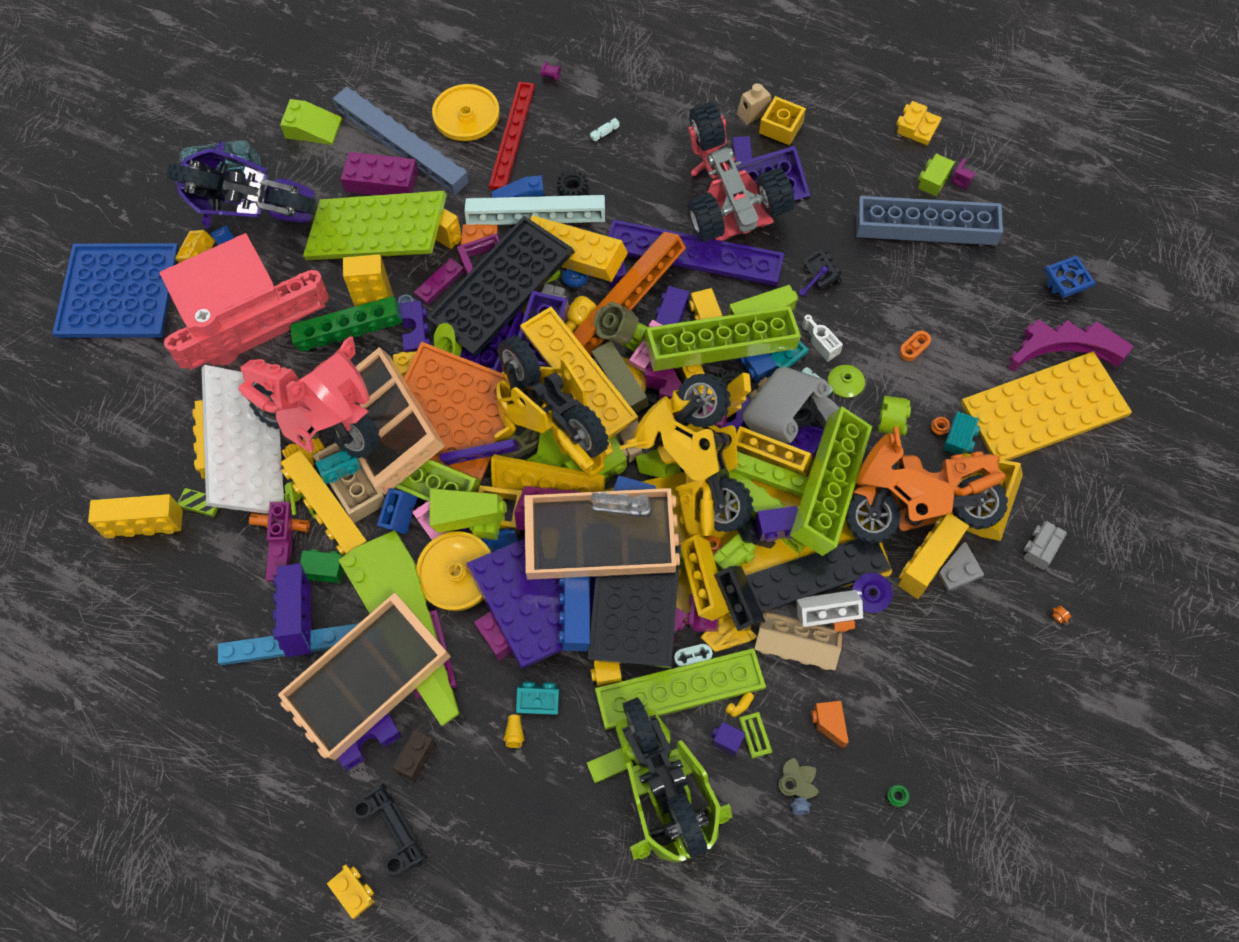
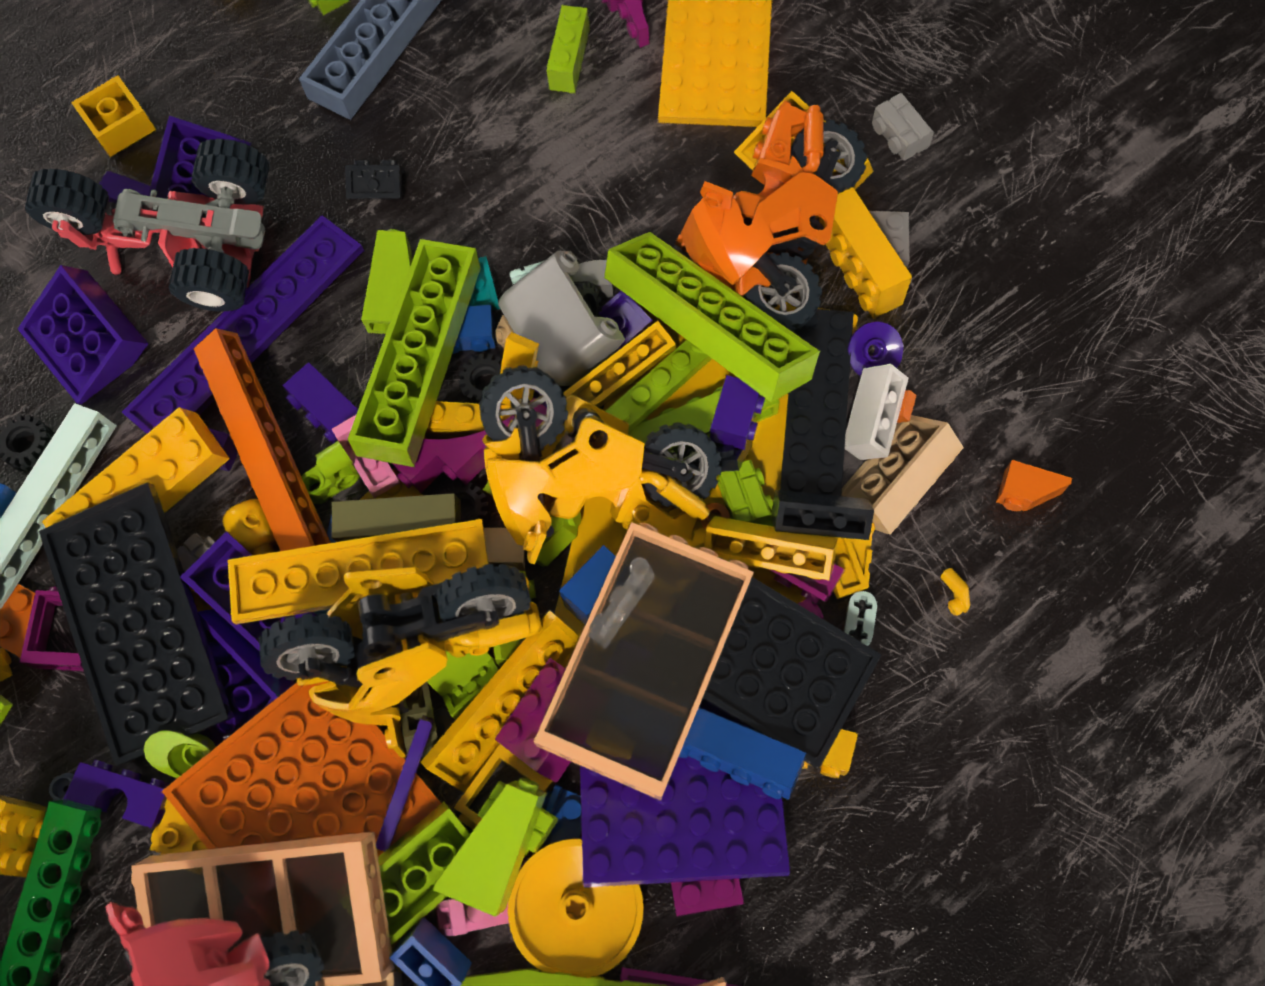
camera: 60 degrees left, 5 degrees up
(439, 281) = (59, 719): magenta plate -> none
(514, 734) = (866, 929): yellow cone -> none
(538, 698) = (829, 869): teal bracket -> none
(574, 279) = (186, 511): blue hair -> none
(608, 765) = (969, 810): lime tile -> none
(615, 323) = (305, 497): olive brick -> none
(647, 177) = (81, 333): none -> dark purple slope
(663, 776) = (1135, 745): piece -> none
(683, 686) = (900, 685): lime plate -> none
(704, 305) = (346, 355): yellow brick -> none
(727, 738) = (1000, 629): dark purple brick -> none
(753, 104) = (58, 130): tan torso -> none
(753, 754) = (978, 589): lime tile -> none
(800, 778) = (1087, 564): olive plate -> none
(800, 806) = (1127, 581): sand blue plate -> none
(803, 292) = (392, 222): dark purple hinge -> none
(822, 339) = (480, 232): white piece -> none
(843, 387) = (545, 244): lime dish -> none
(894, 413) = (644, 201): lime brick -> none
(902, 791) = (1161, 450): green plate -> none
(914, 347) = (554, 132): orange plate -> none
(942, 421) = (678, 153): orange plate -> none
(961, 434) = (707, 141): teal brick -> none
(976, 327) = (568, 49): none -> lime brick
(1061, 614) = (998, 156): orange plate -> none

